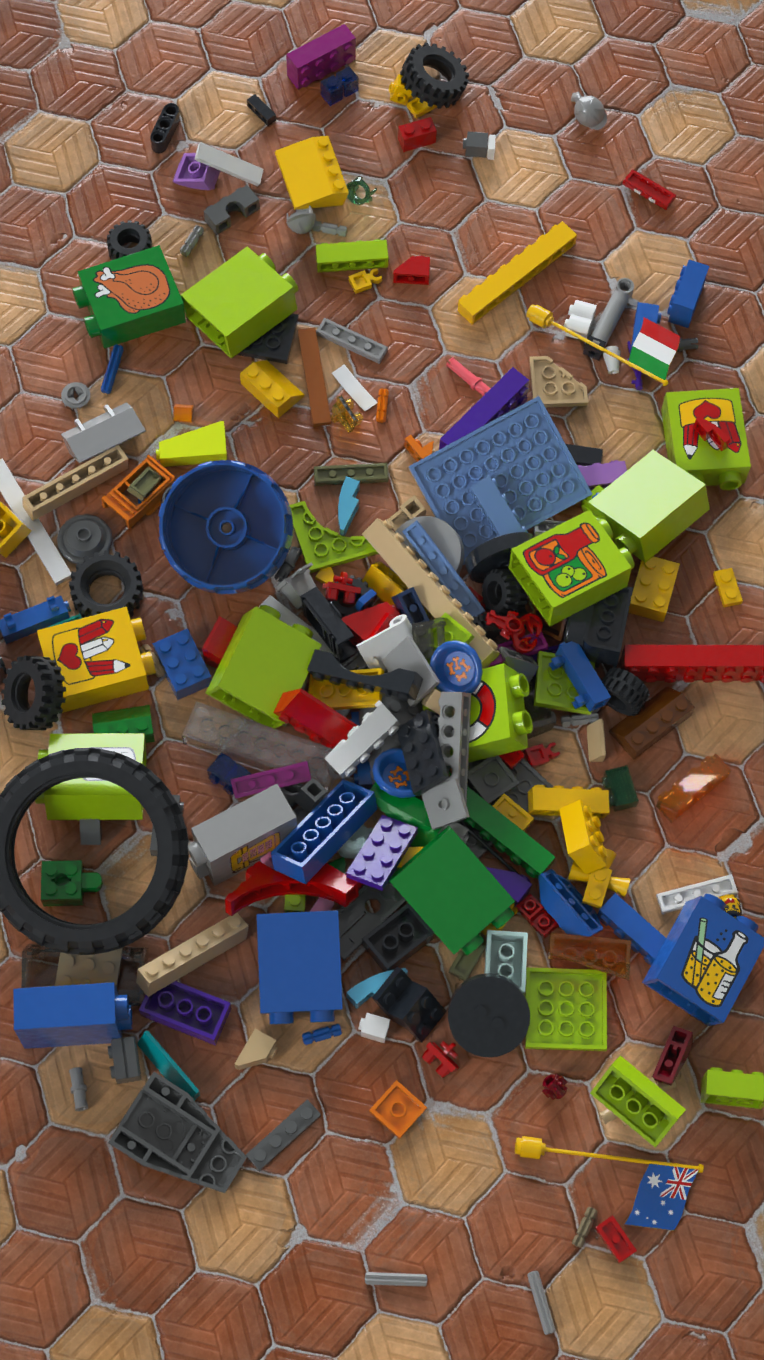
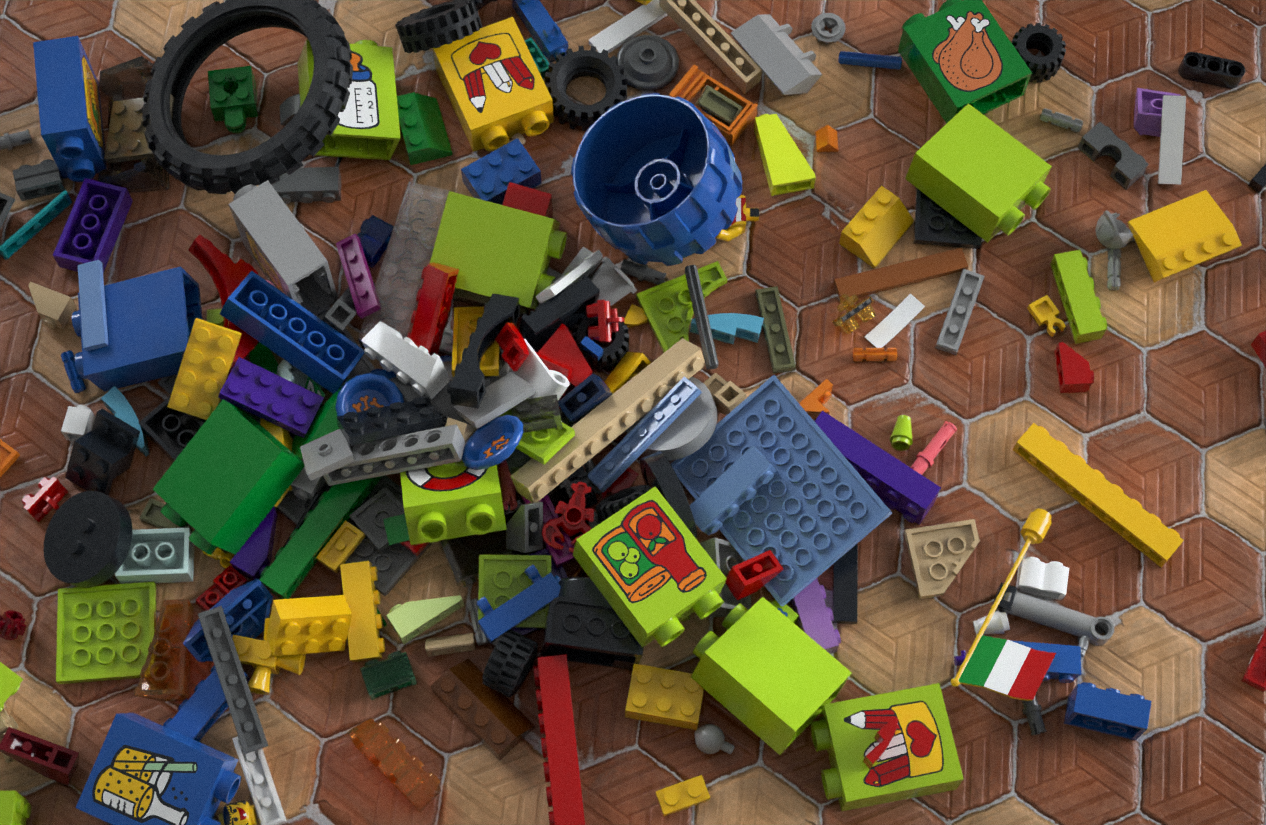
camera: 85 degrees right, 0 degrees up
(191, 954) = (146, 217): tan brick -> none
(278, 996) = (92, 305): none -> medium blue tile
(296, 610) = (569, 276): none -> white tile
(339, 520) = (701, 317): none -> dark grey axle
(353, 185) = (1180, 288): clear green piece -> none
(355, 900) = (204, 369): none -> yellow plate
(363, 653) = (513, 346): none -> red slope
(366, 829) = (312, 386): none -> green sticker
(453, 395) = (901, 436): none -> lime cone
(503, 766) = (396, 529): none -> green sticker
(539, 755) = (424, 576): red plate -> none
(566, 503) = (752, 574): none -> red slope
(574, 764) = (418, 616): none -> yellowish green slope
(622, 899) = (232, 680): none -> dark grey plate
(688, 560) = (711, 739): none -> light grey piece

